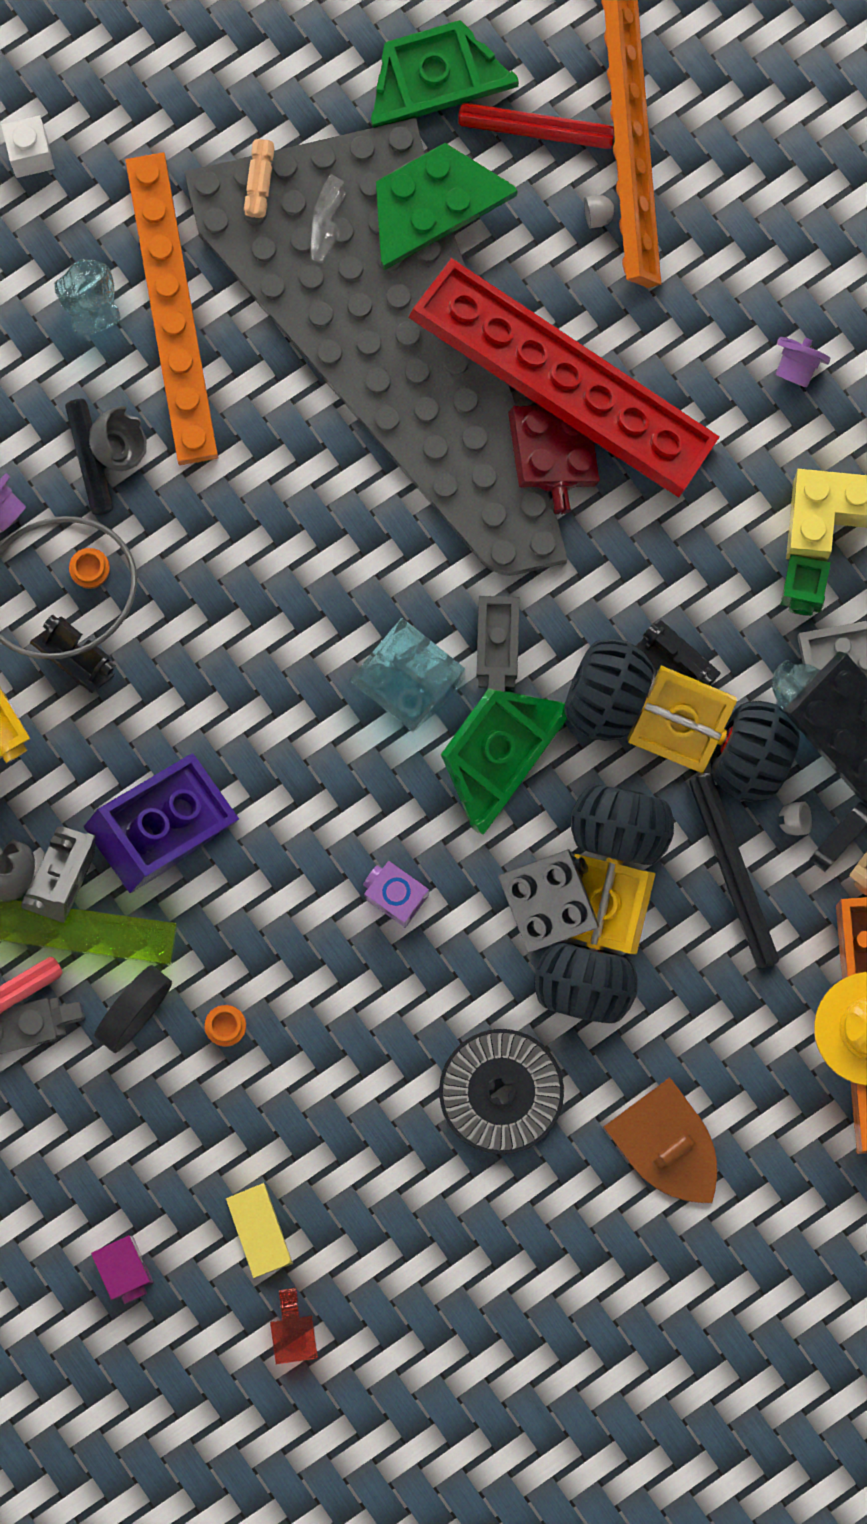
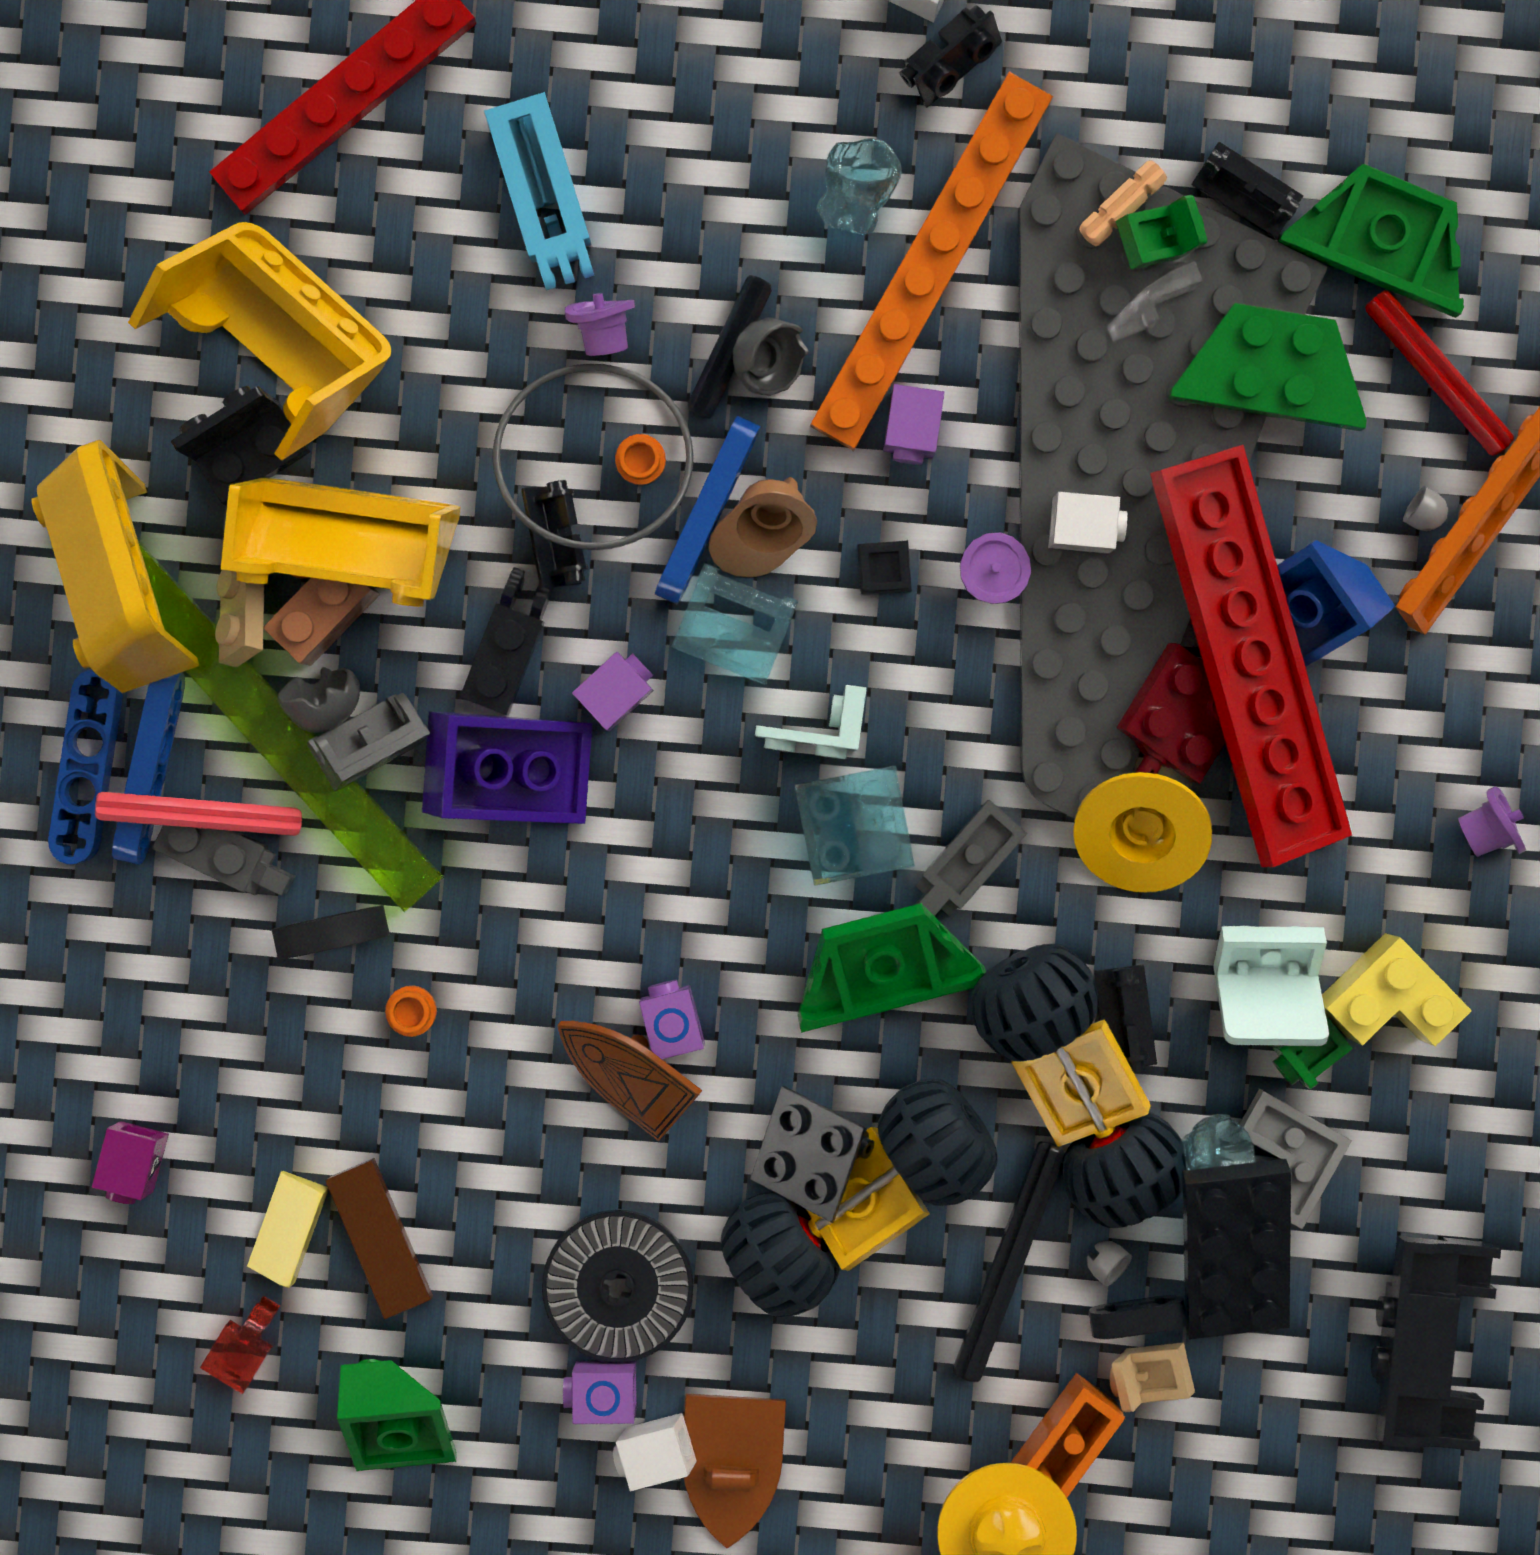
camera: 35 degrees right, 10 degrees up
(84, 159) = (969, 41): none -> black hinge
(99, 750) = (506, 648): none -> black hinge
(157, 563) = (707, 510): none -> blue beam
(189, 718) = (615, 689): none -> medium lavender brick
(201, 546) = (762, 529): none -> medium nougat piece
(236, 633) = (730, 641): none -> clear light blue plate
(240, 409) = (913, 423): none -> medium lavender brick
(296, 511) = (884, 567): none -> black tile
(298, 175) = (1162, 233): none -> green bracket
(324, 1188) = (379, 1238): none -> reddish brown tile
(328, 113) = (1247, 190): none -> black hinge
(348, 640) = (845, 715): none -> light aqua bracket
(363, 452) = (995, 568): none -> medium lavender piece
(395, 379) = (1086, 522): none -> white brick
(396, 947) = (628, 1075): none -> dark orange shield
(429, 1292) = (390, 1418): none -> green slope
(546, 1164) = (601, 1392): none -> medium lavender brick
(582, 306) = (1330, 598): none -> blue slope
(589, 537) = (1142, 832): none -> yellow hat
(611, 1174) = (654, 1452): none -> white brick
(745, 562) = (1271, 985): none -> light aqua bracket

